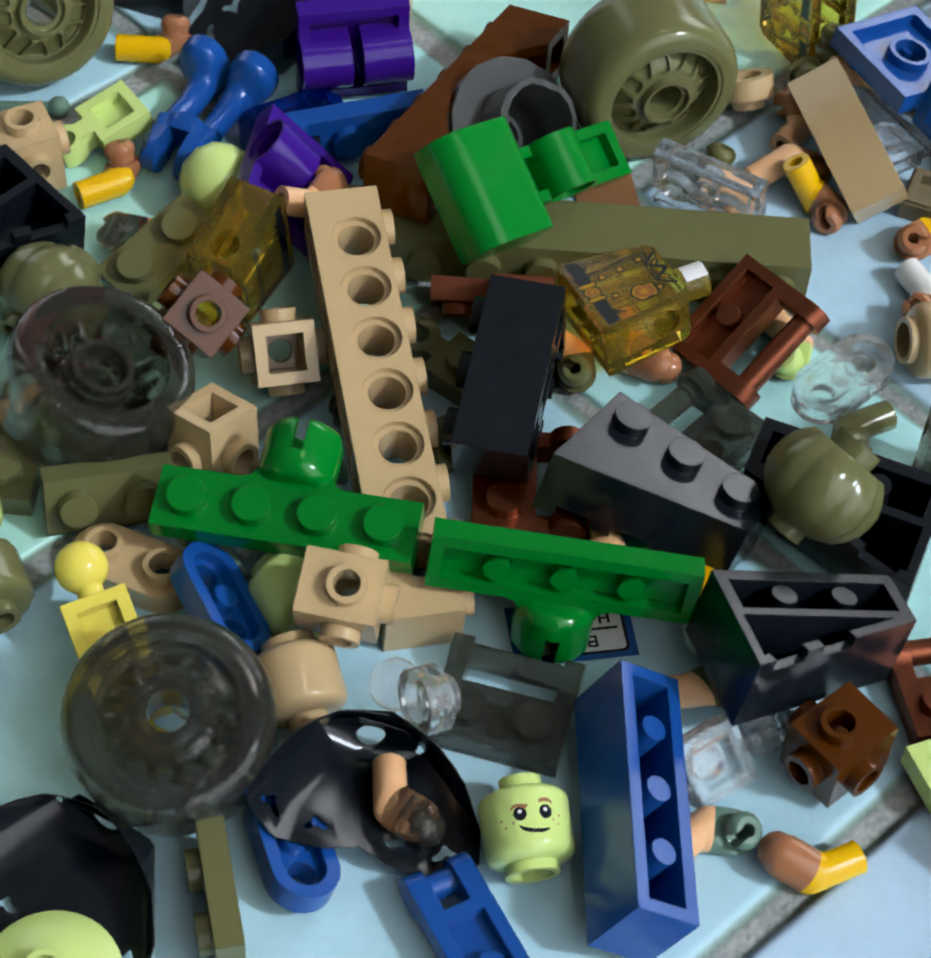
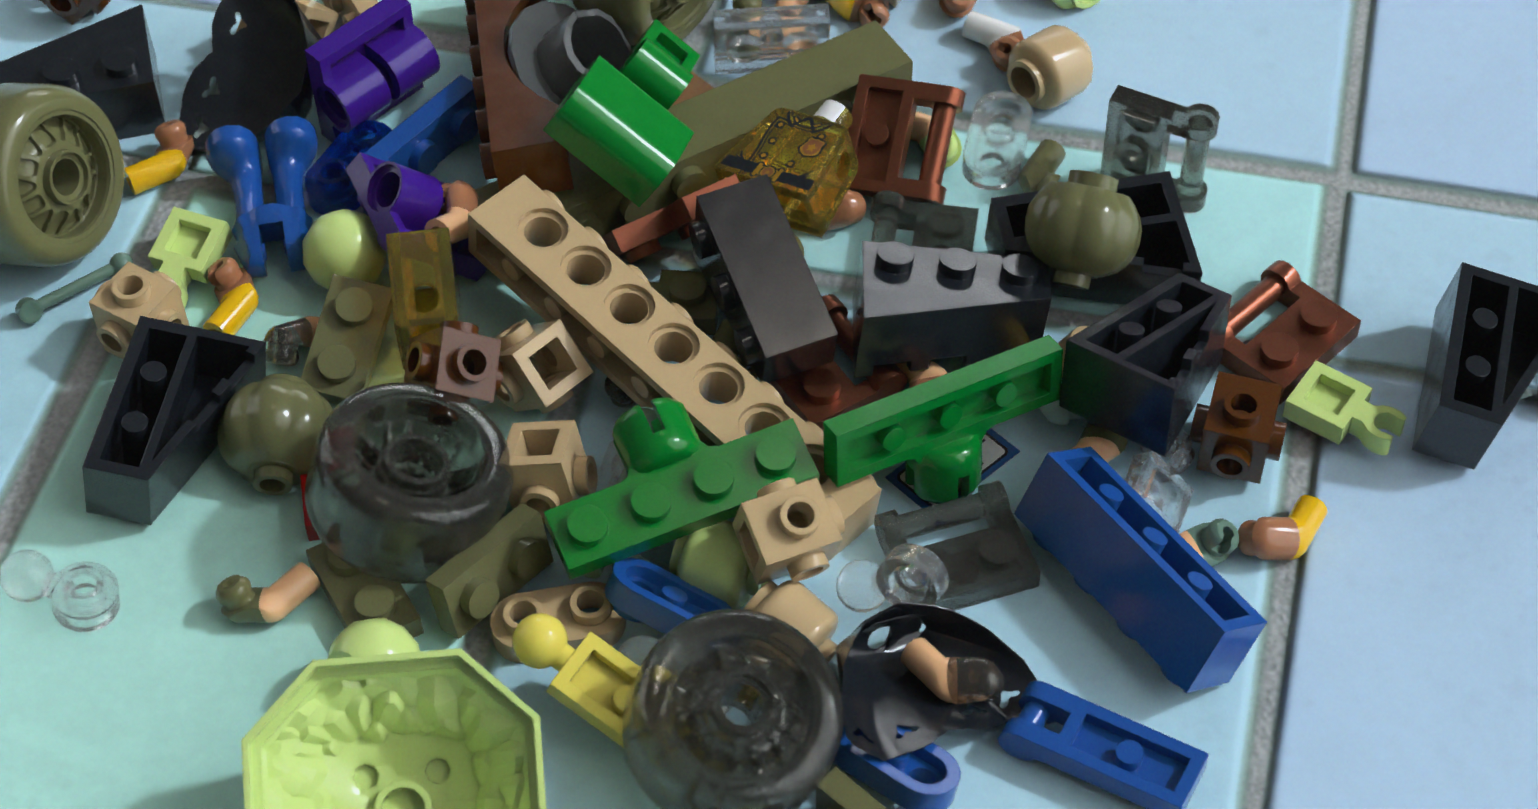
camera: 30 degrees left, 0 degrees up
(526, 829) = (1064, 634): yellowish green head -> none

